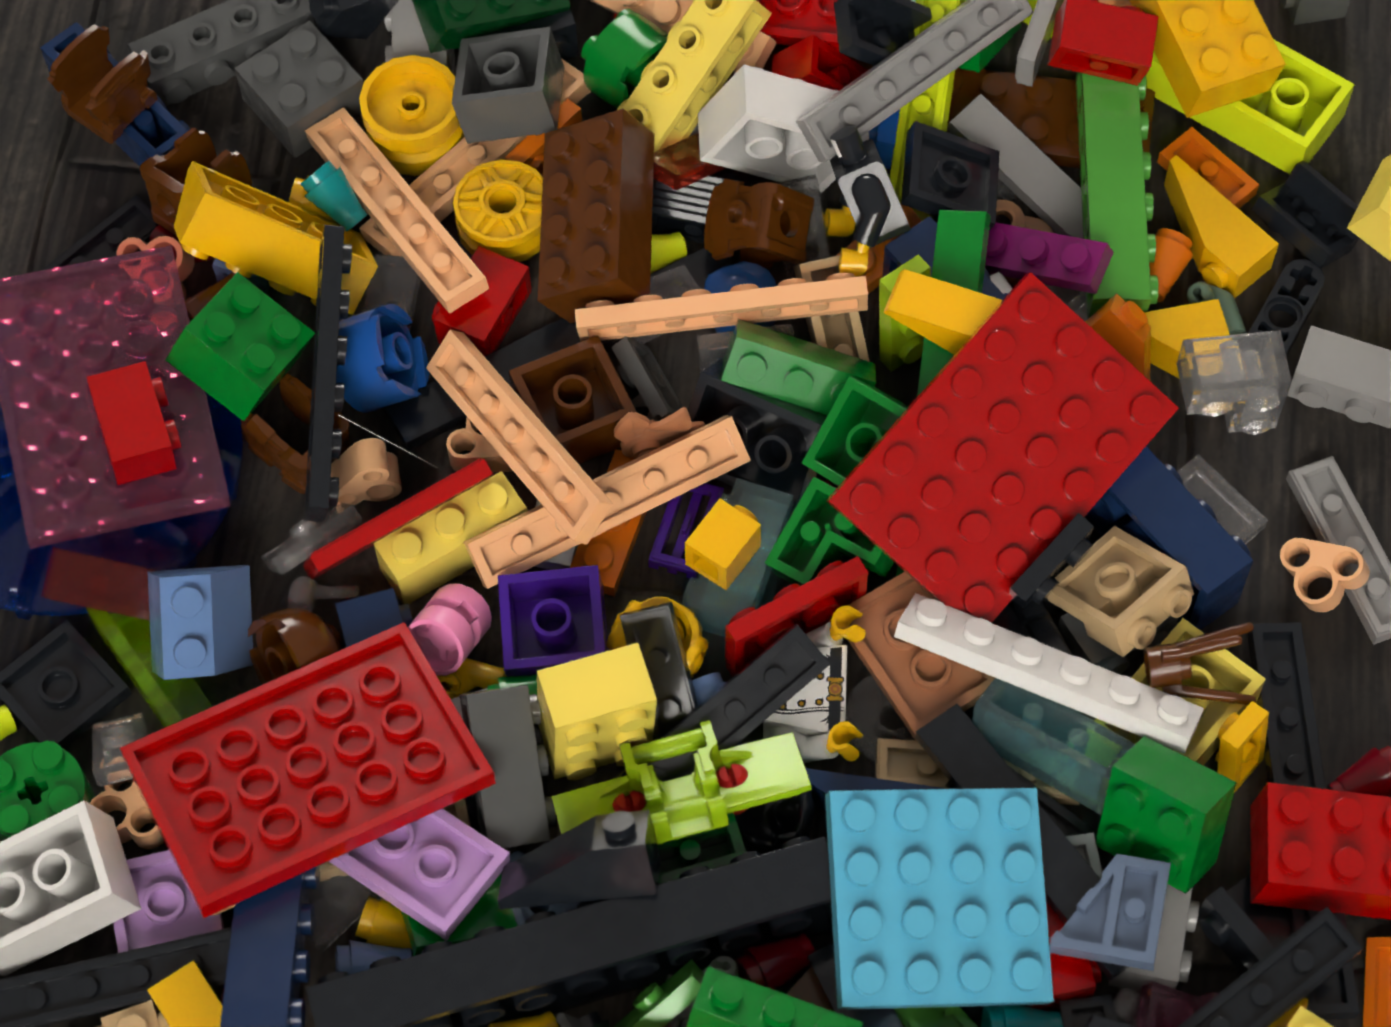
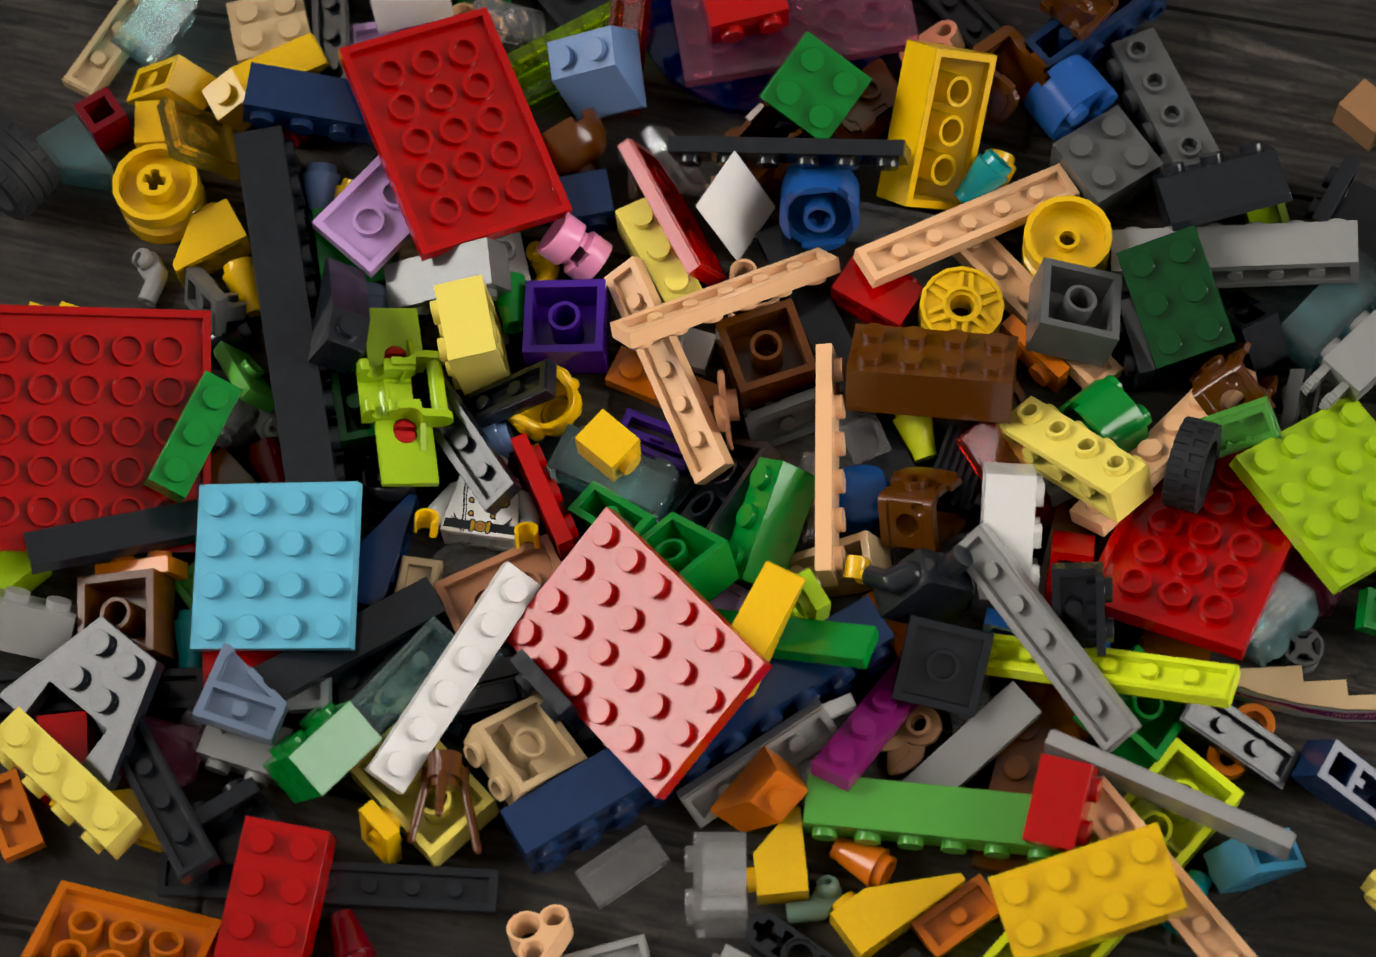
camera: 100 degrees right, 5 degrees up
(228, 112) = (1069, 98): none -> blue brick

